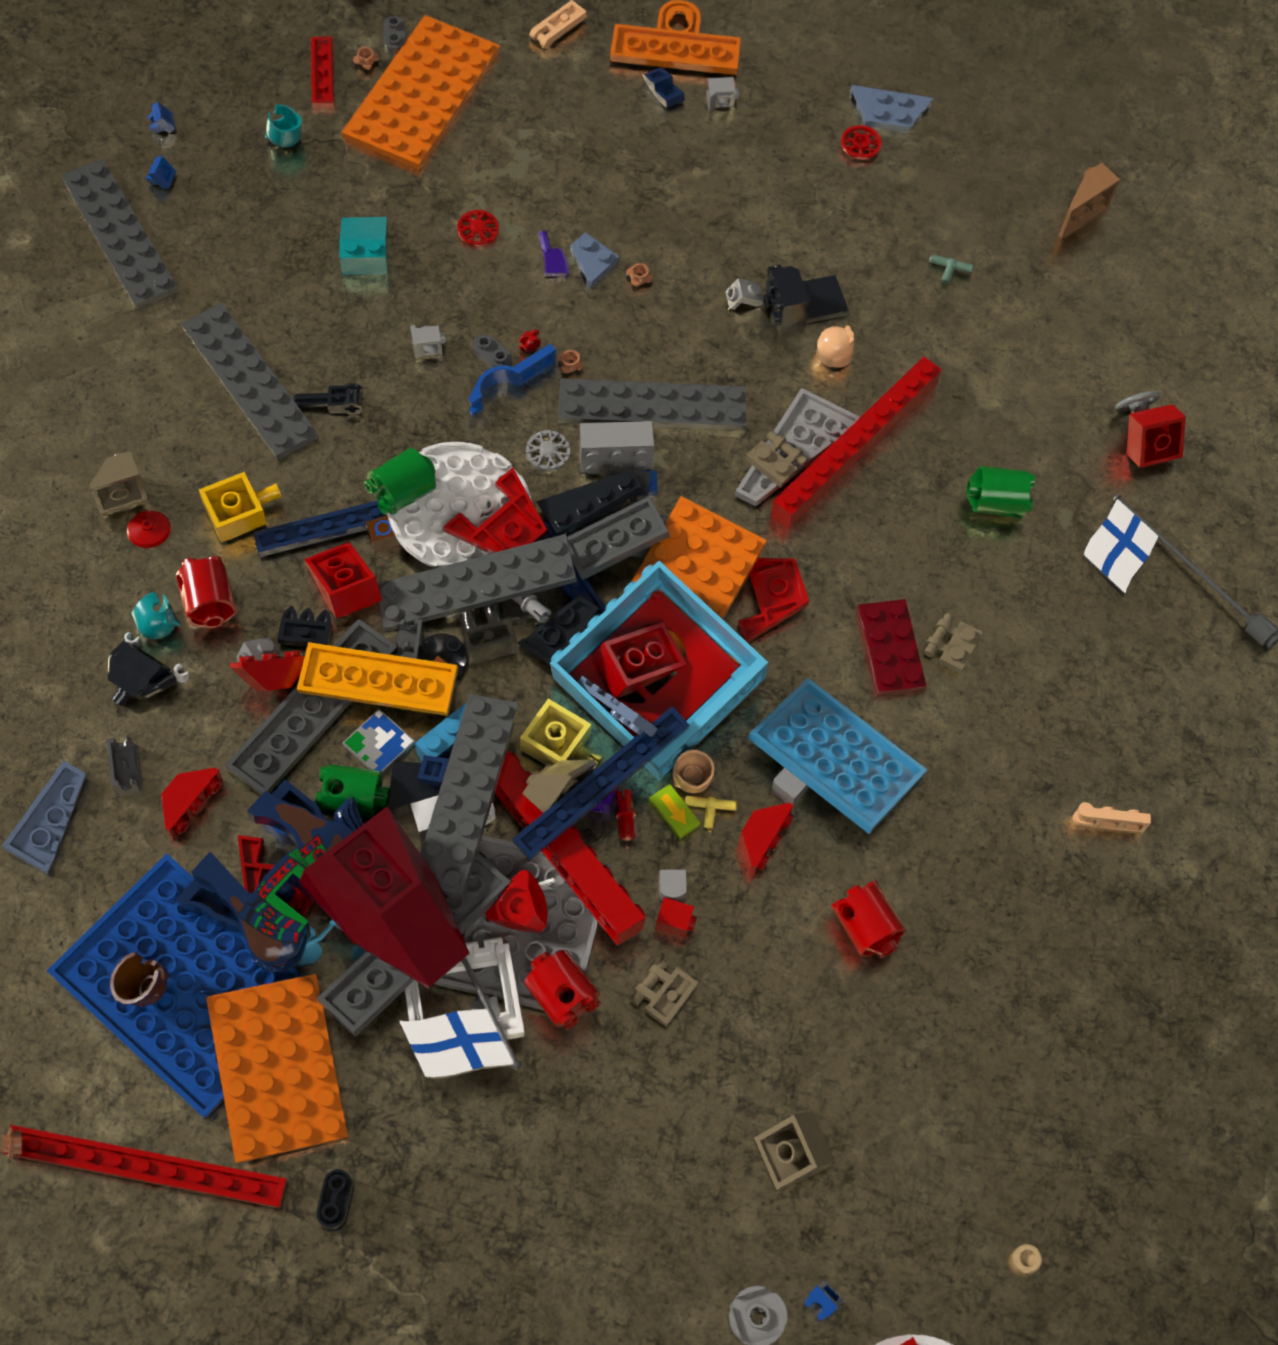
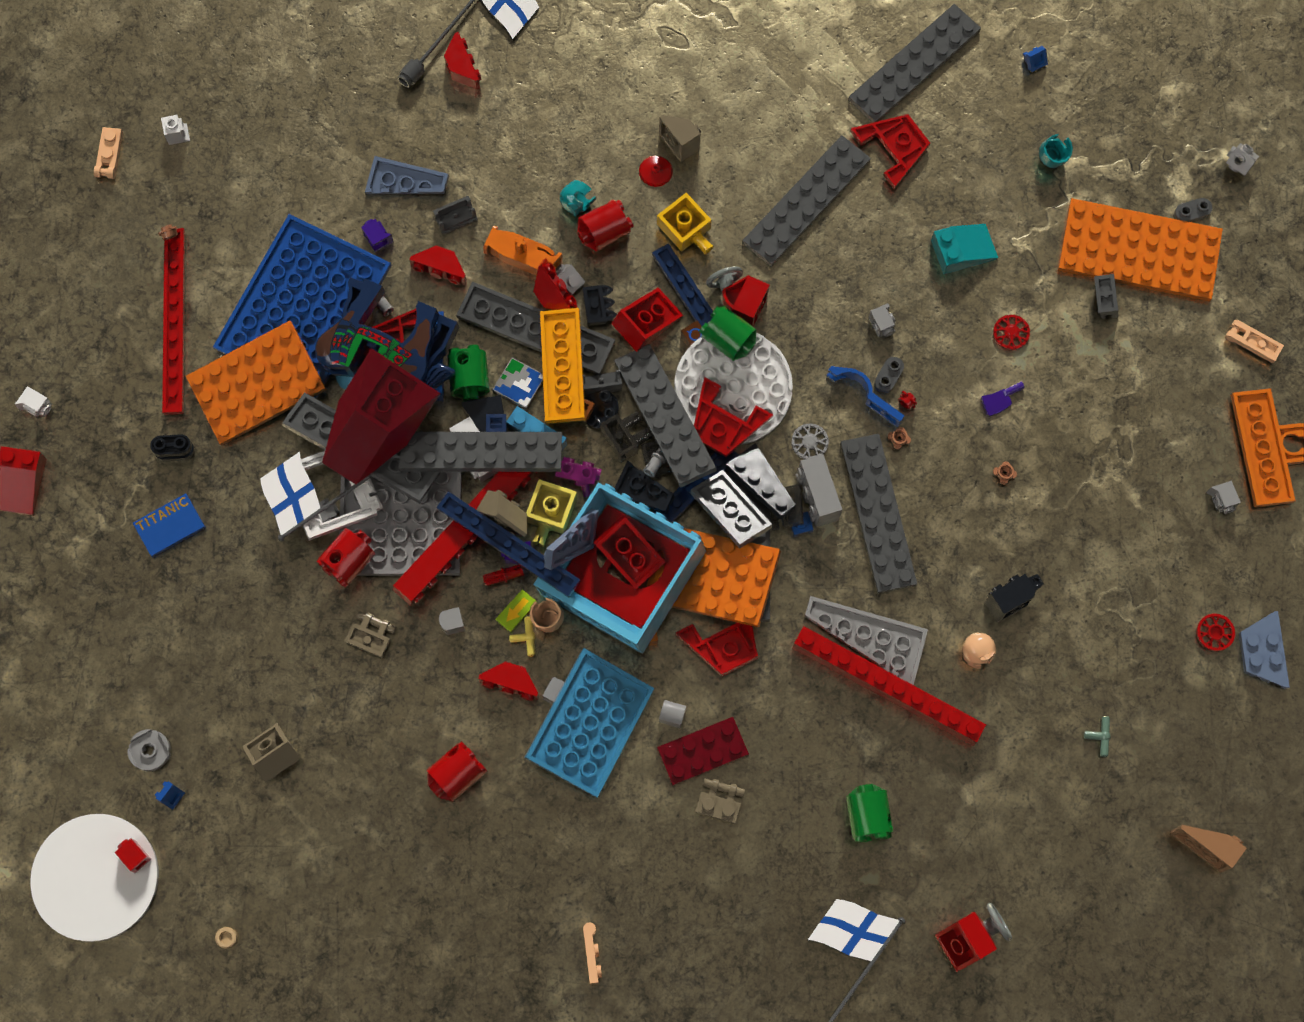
camera: 80 degrees right, 10 degrees up
(114, 870) = (376, 234): none -> dark purple window
(138, 672) = (529, 200): black torso -> none
(138, 982) = (288, 272): reddish brown helmet -> none
(161, 173) = (980, 75): blue tile -> none
(203, 700) = (519, 250): none -> orange piece
(212, 267) = (902, 141): none -> red wing
(322, 72) = (1131, 165): red tile -> none
(338, 399) = (806, 268): black connector -> none
(354, 458) = (742, 297): none -> red piece
(365, 57) = (1162, 191): nougat plate -> none
(444, 1231) = (169, 525): none -> blue tile
(467, 127) = (1106, 295): none -> dark grey hinge
(521, 904) = (408, 514): red hat -> none
(524, 691) = (582, 473): none -> magenta brick
(593, 258) = (1009, 431): sand blue wing -> none
(662, 86) = (1216, 447): dark blue slope -> none
(675, 918) = (428, 629): red brick -> none
(744, 292) = (1012, 562): light grey bracket -> none
(771, 463) = (842, 619): dark tan plate -> none
(826, 299) = (1029, 629): black tile -> none
(842, 665) = (672, 714): none -> light grey piece

